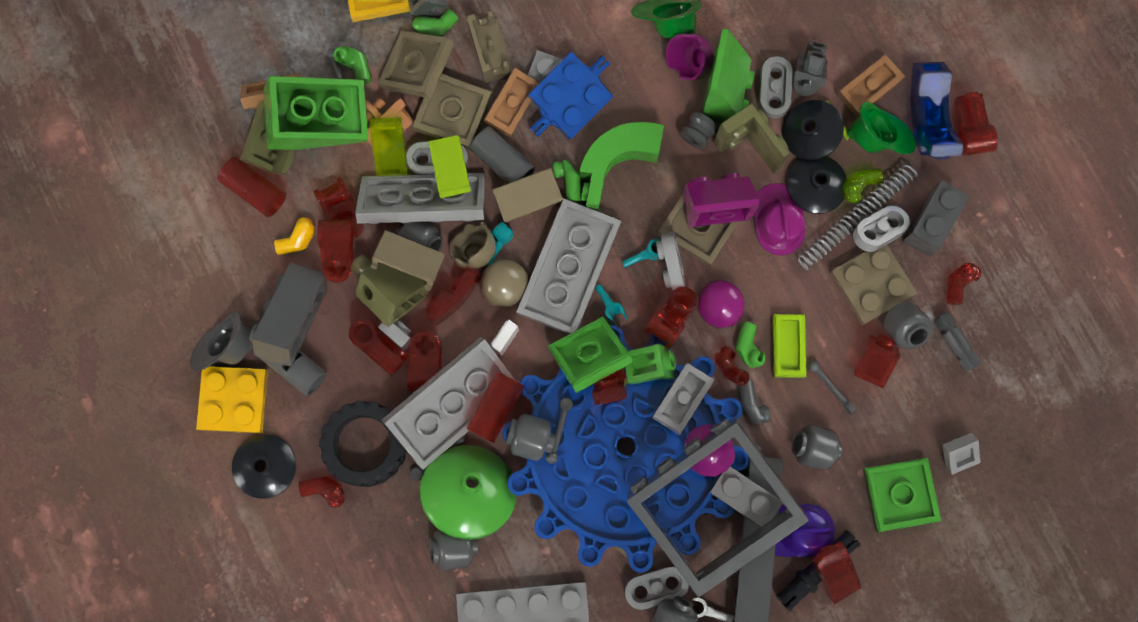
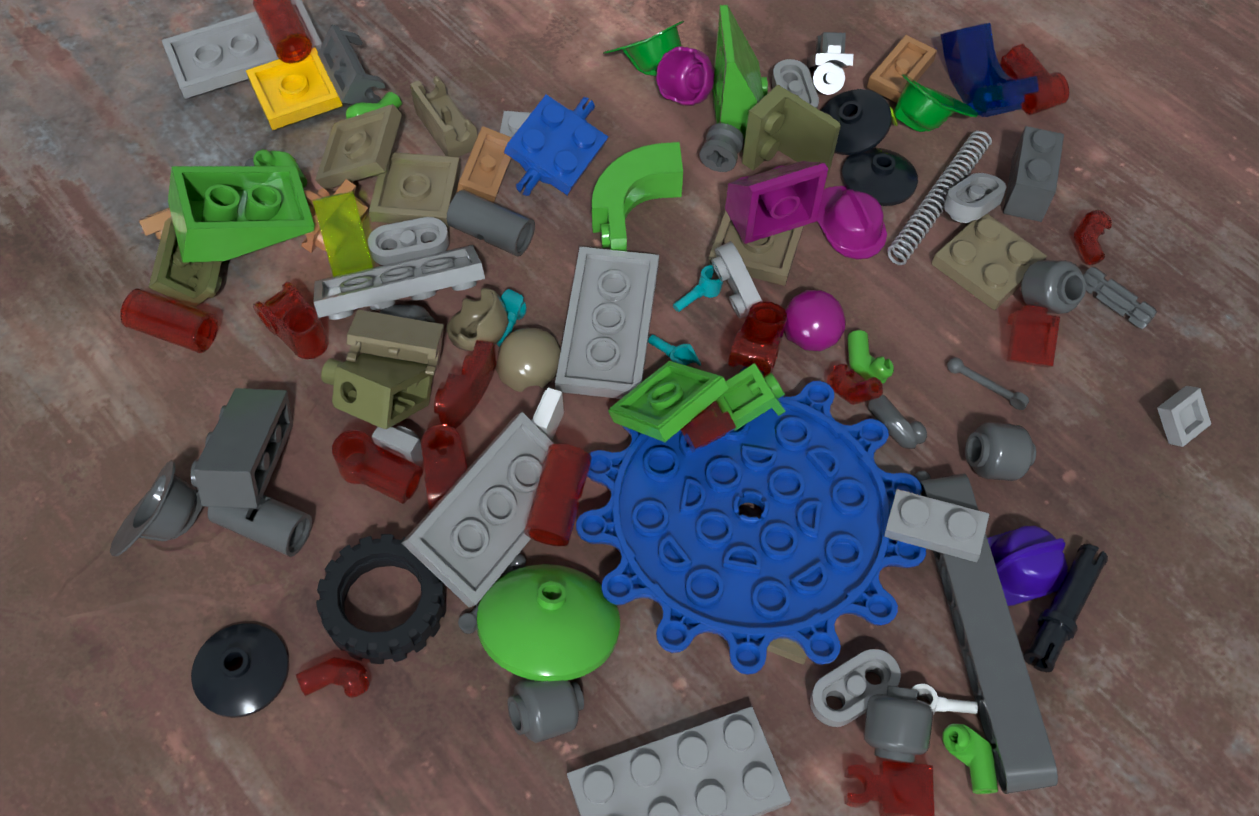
camera: 15 degrees left, 20 degrees down
(232, 399) = (178, 589): yellow plate -> none
(299, 238) = (242, 370): yellow arm -> none
(336, 244) = (293, 343): clear red piece -> none
(449, 166) = (426, 235): lime tile -> none
(527, 195) = (533, 252): dark tan hinge -> none
(530, 437) = (618, 514): dark grey head -> none
(565, 406) = (654, 475): dark grey hinge -> none
(571, 177) = (579, 225): bright green arm -> none
(683, 399) = (807, 427): light grey plate -> none
(718, 460) = (865, 476): magenta hair -> none
(745, 550) = (1016, 516): dark grey window -> none
(789, 345) = (916, 350): lime tile -> none
(837, 572) = (1097, 592): clear red slope -> none
(858, 180) = (928, 159): clear neon green arm -> none
(902, 495) = (1131, 488): bright green tile -> none

